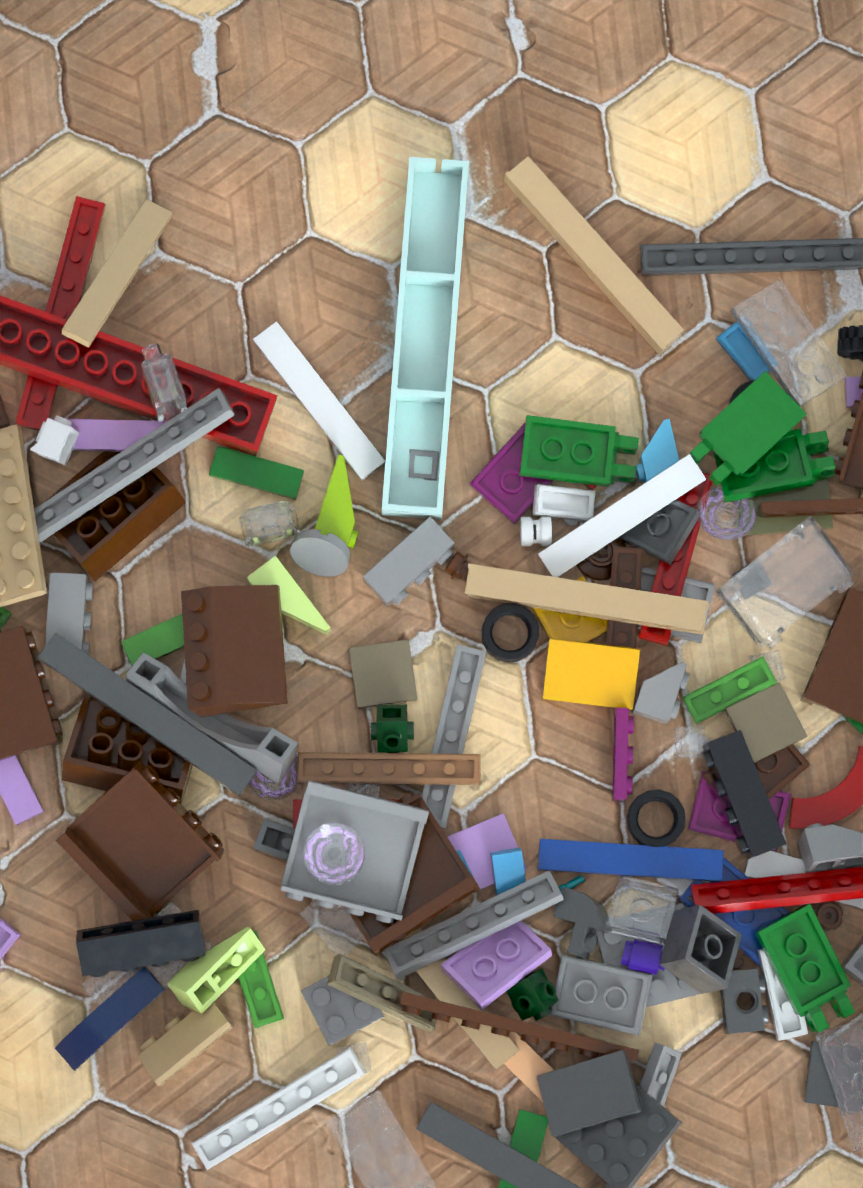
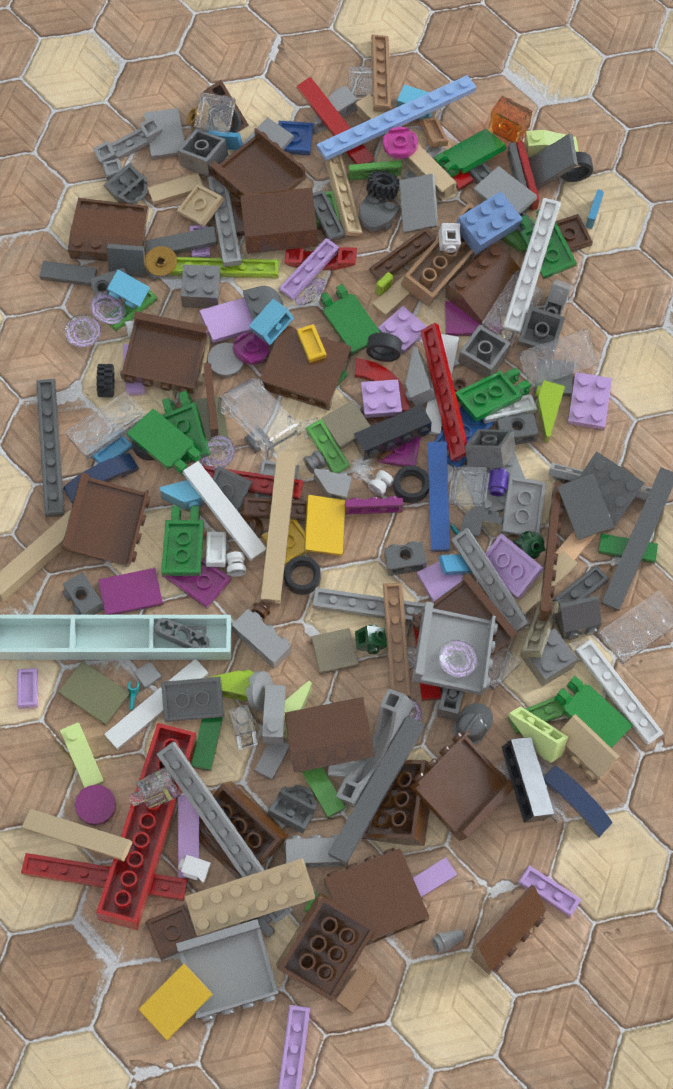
camera: 90 degrees left, 15 degrees down
(138, 592) = (294, 807): none -> dark grey slope
(170, 305) = (95, 805): none -> magenta tile
(219, 565) = (272, 759): none -> light grey tile
(243, 1063) = (593, 711): none -> green tile
(245, 287) = (81, 755): none -> yellowish green slope
(249, 875) = (475, 718): none -> dark grey piece
(277, 568) = (274, 714): none -> light grey slope
(315, 451) = (192, 699): none -> dark grey tile
(336, 366) = (133, 692): none -> teal hand
(343, 309) = (94, 693): none -> olive tile
(360, 213) = (27, 688): none -> lavender tile
(366, 389) = (147, 675): none -> light grey tile
(400, 456) = (170, 624): none -> dark grey beam
(400, 1059) = (579, 618): none -> dark grey slope
(457, 1072) = (583, 586): none -> dark grey tile
(487, 311) = (79, 586): none -> dark grey brick
(503, 370) = (130, 592): none -> magenta tile
(522, 814) = (396, 565): none -> dark grey brick
(616, 333) = (105, 521): none -> reddish brown panel
(653, 766) = (380, 483): none -> white wheel
(703, 332) = (105, 471): none -> dark blue slope
(704, 666) = (314, 461): none -> flat silver wheel
(783, 1058) = (548, 403): none -> lime slope
(791, 1131) = (589, 401): none -> lavender plate
(810, 783) = (381, 398): none -> lavender plate

